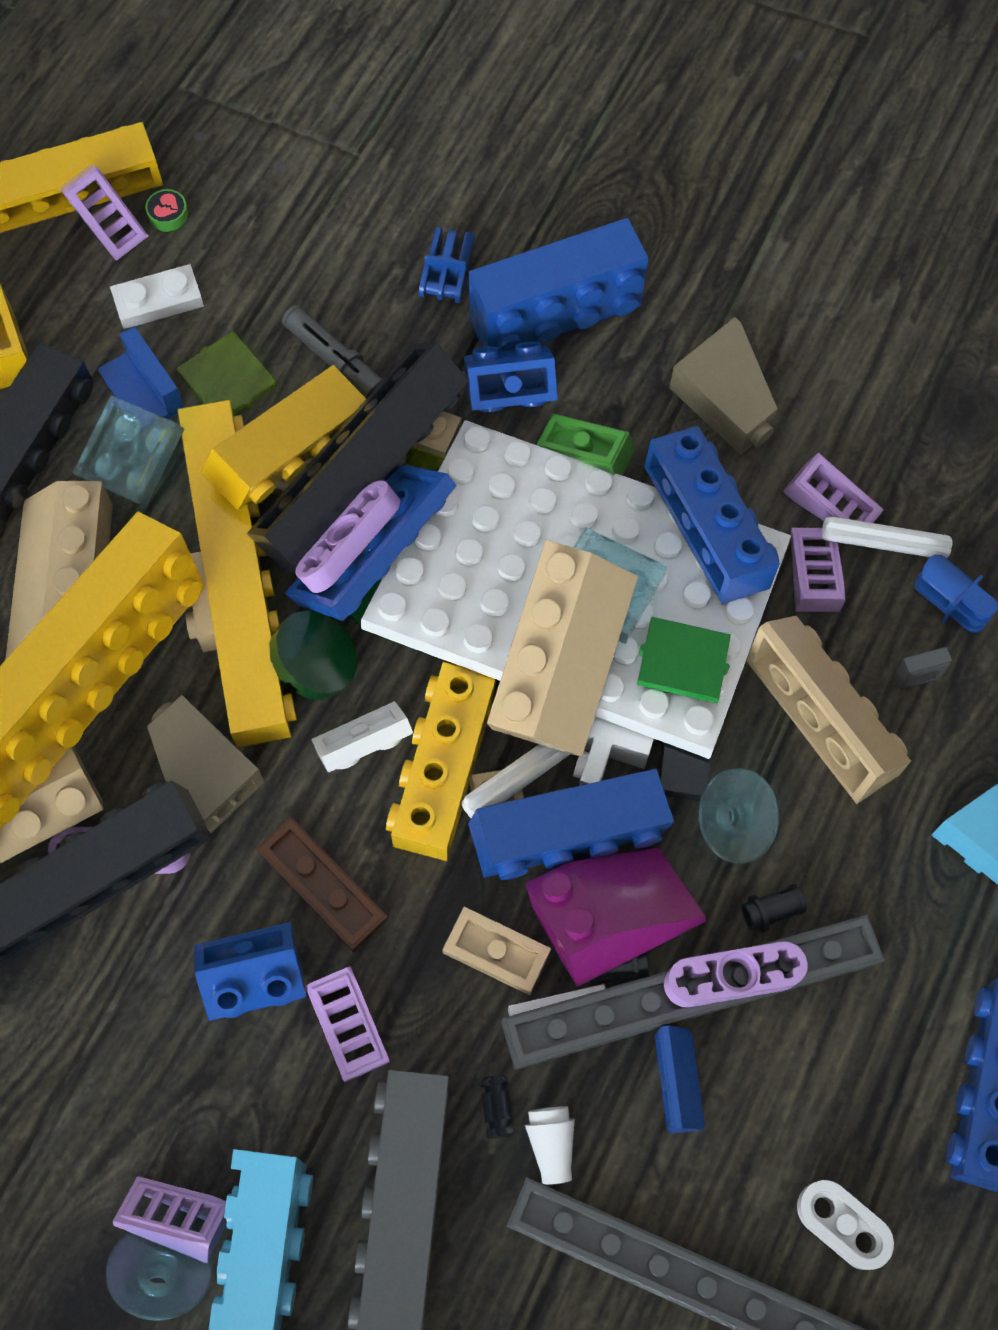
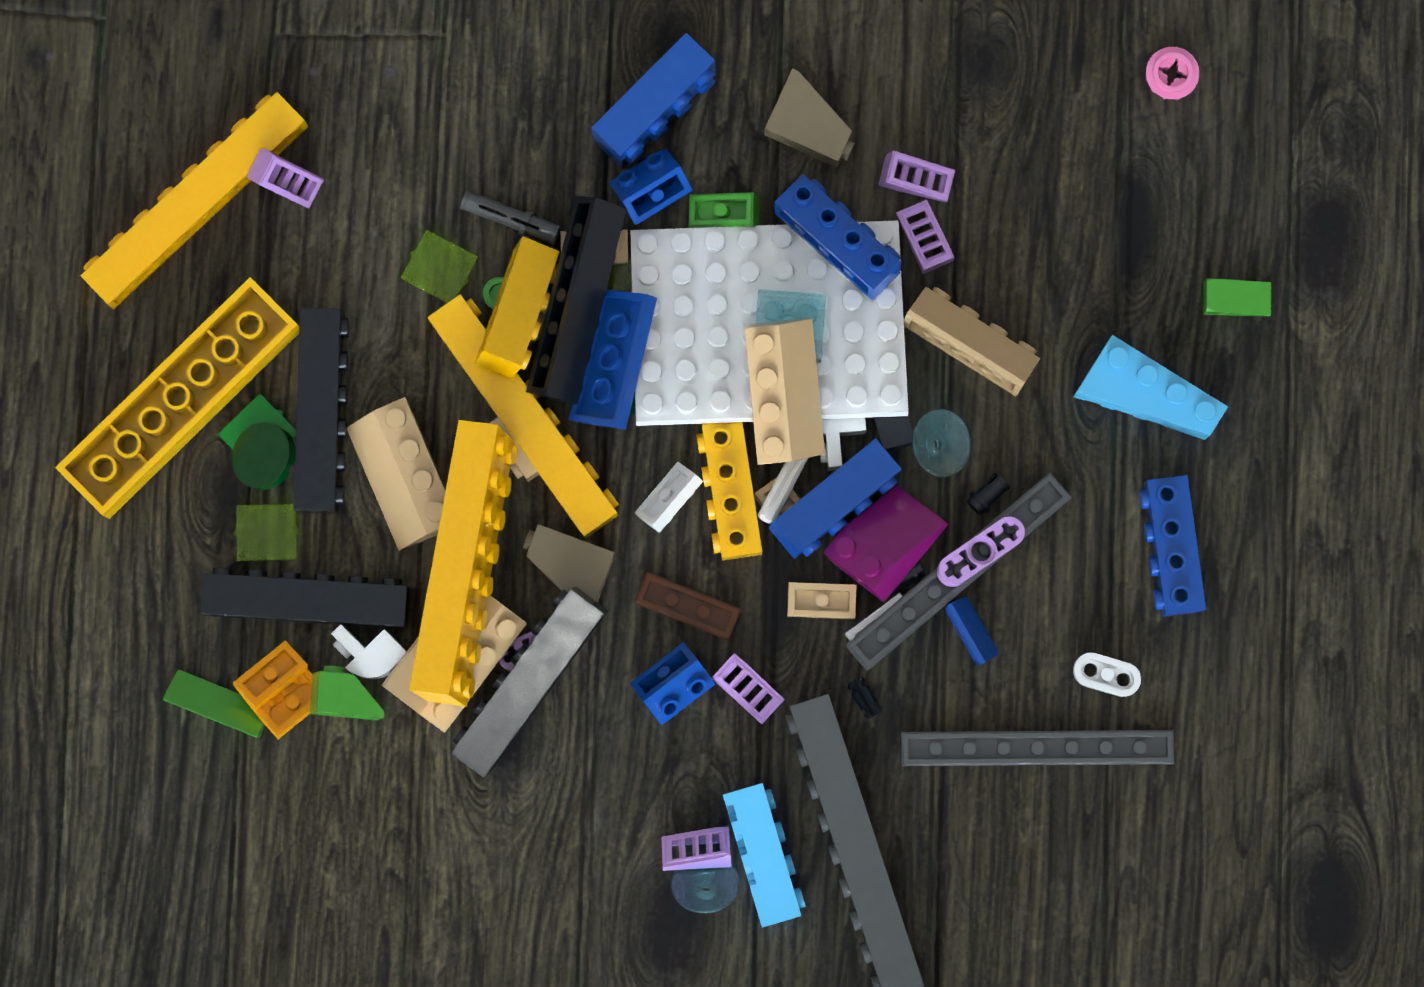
camera: 20 degrees left, 15 degrees up
(128, 450) = (406, 362): clear light blue plate -> none
(141, 378) = (382, 303): blue panel -> none
(156, 296) = (356, 225): white plate -> none
(167, 210) = (325, 150): tile -> none
(313, 654) = (610, 456): dark green tile -> none
(347, 536) = (593, 352): lavender beam -> none
(444, 273) = (561, 113): blue arm -> none
(552, 1142) = (908, 704): white cone -> none
(684, 660) = (863, 356): green piece -> none
(886, 537) = (965, 194): white axle -> none
(922, 668) = (1025, 283): dark grey tile -> none
(955, 594) = (1026, 216): blue arm -> none

